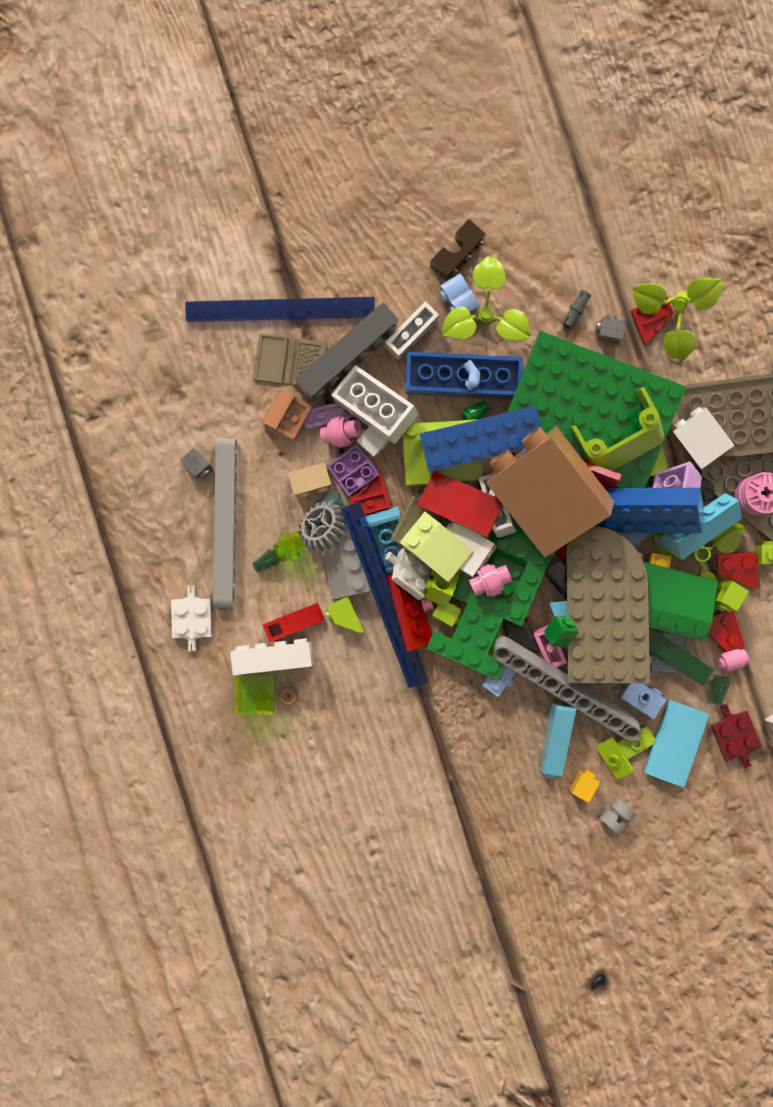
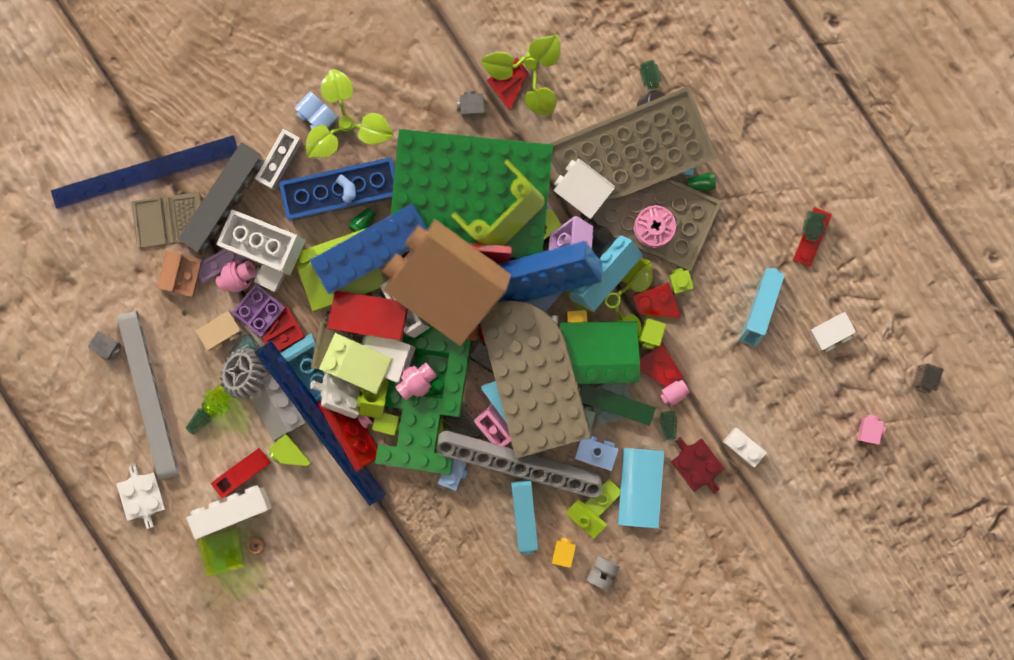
camera: 15 degrees left, 0 degrees up
(447, 262) = (297, 83): dark brown arch -> none
(561, 631) = (495, 411): green brick -> none
(576, 309) = (433, 93): dark grey pin -> none

